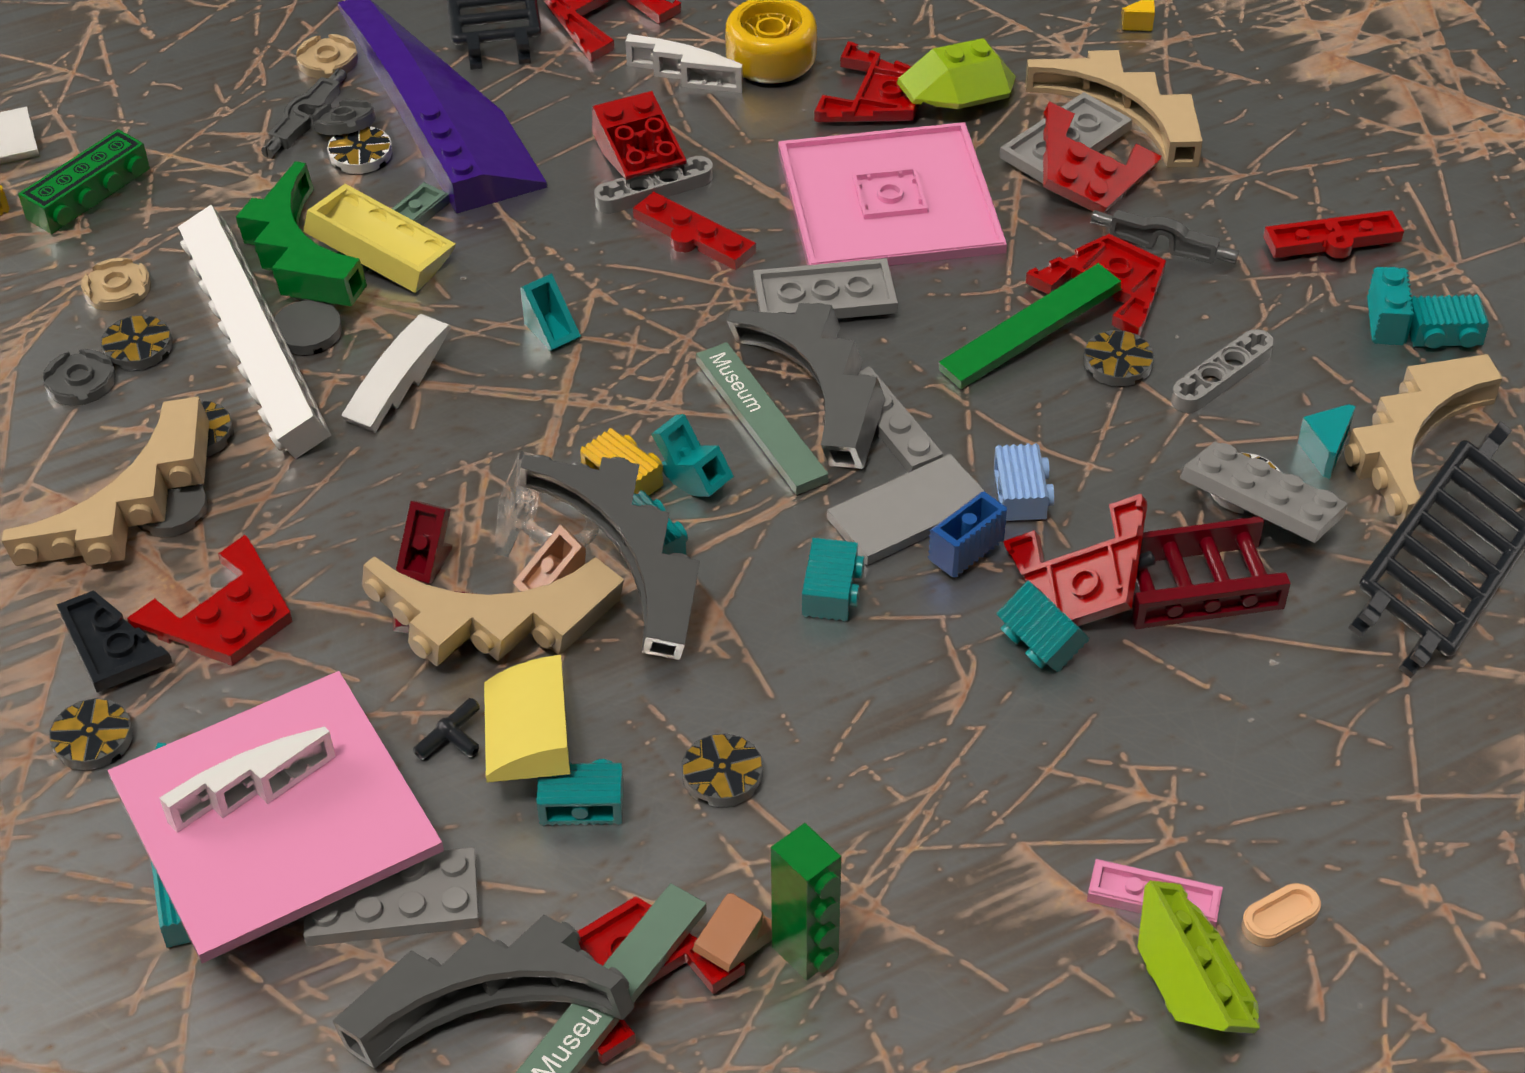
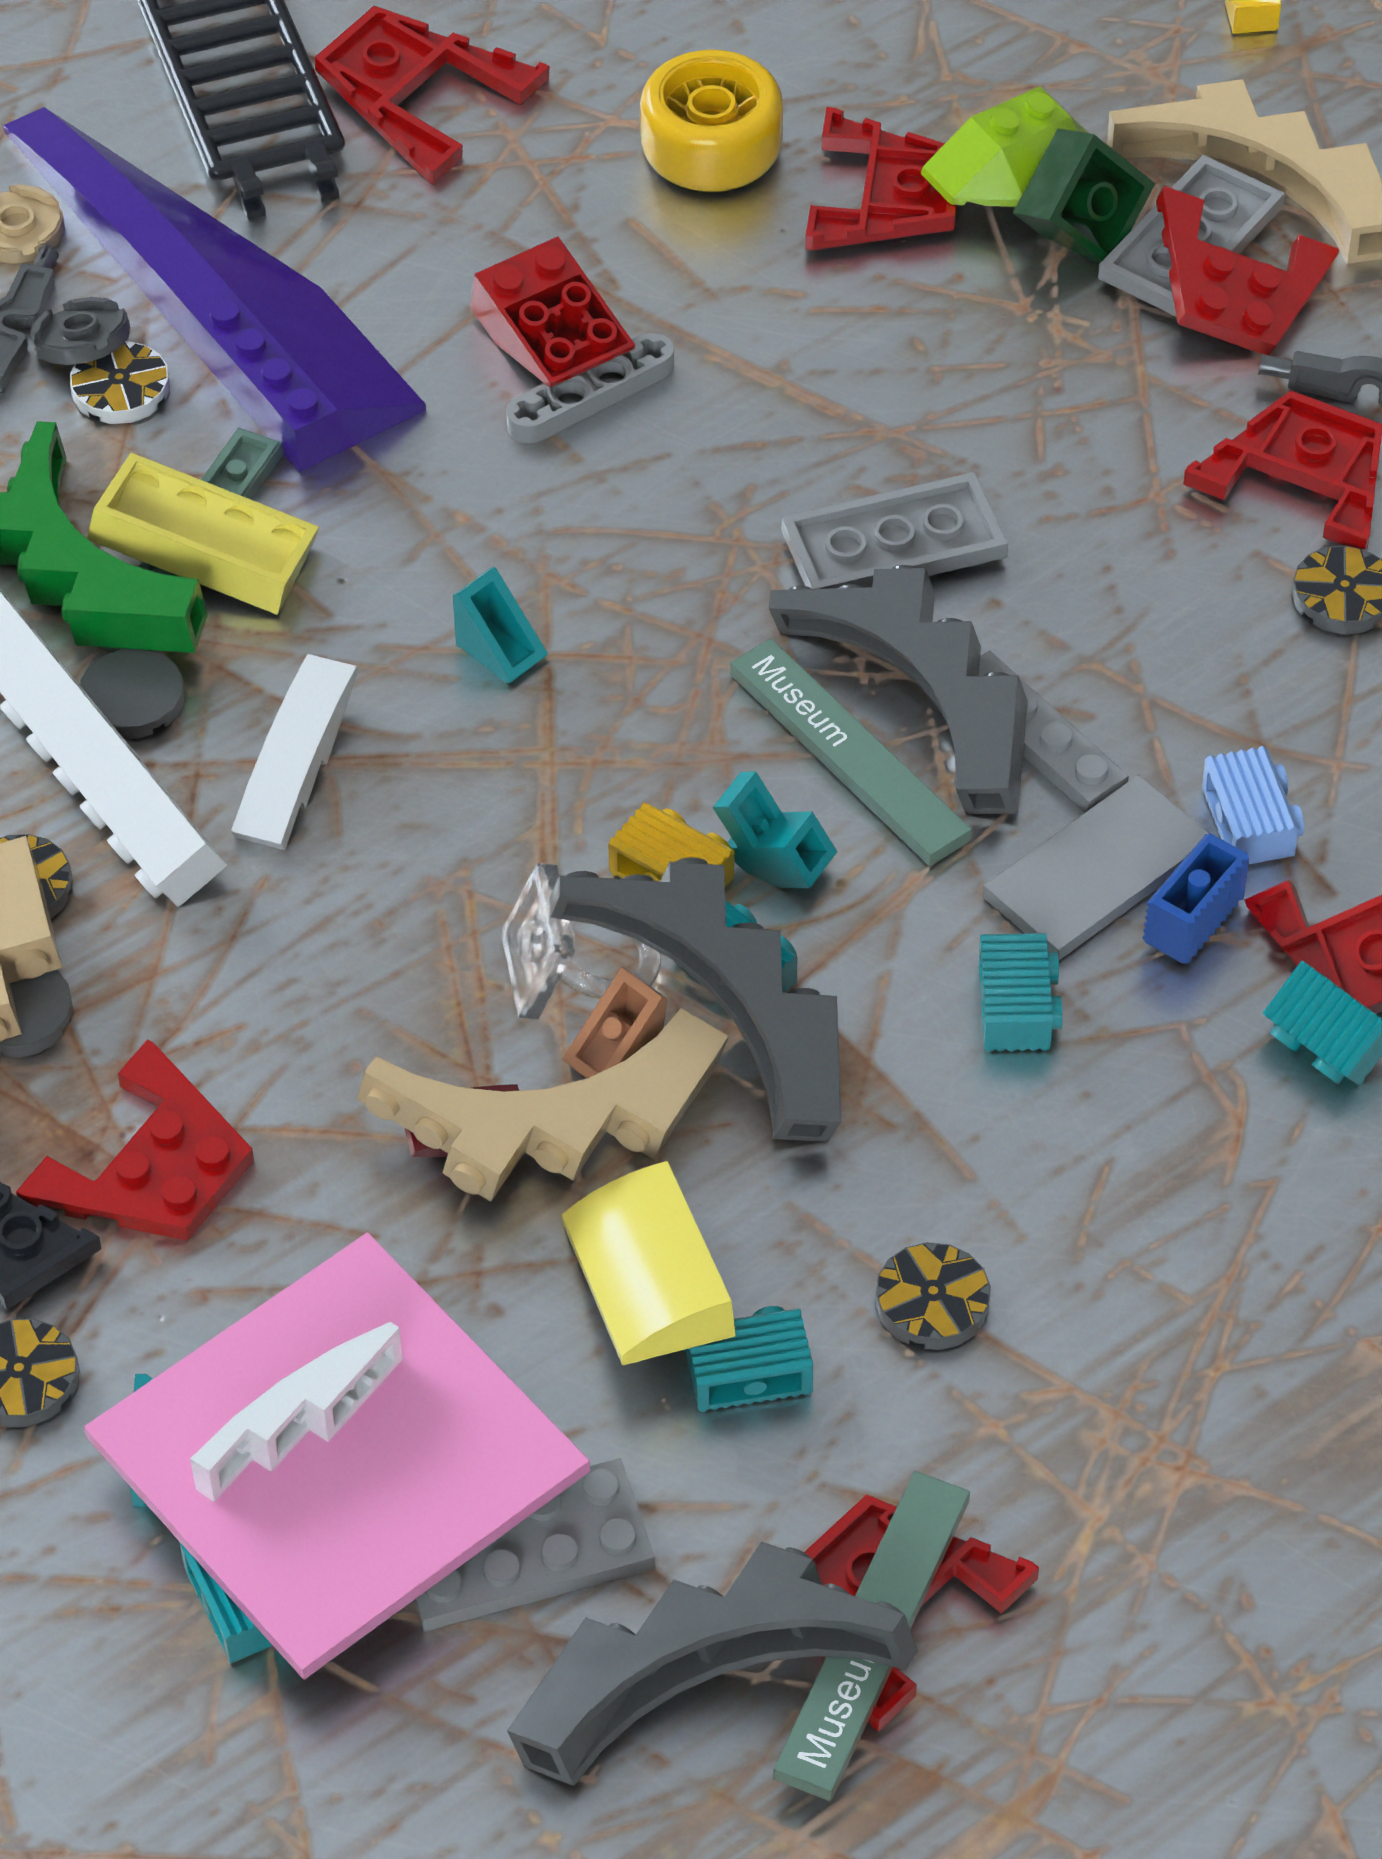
camera: 10 degrees left, 5 degrees up
(423, 542) = (419, 1015): dark red slope -> none
(449, 730) = (533, 1292): black piece -> none
(681, 61) = (577, 171): white slope -> none
(691, 229) = (669, 458): red hinge -> none
(733, 933) = (1016, 1527): nougat slope -> none
(805, 901) = (1118, 1473): green brick -> none
(891, 196) = (950, 364): bright pink tile -> none
(998, 103) = (1084, 195): none -> dark green slope
(1029, 326) = (1208, 556): green tile -> none

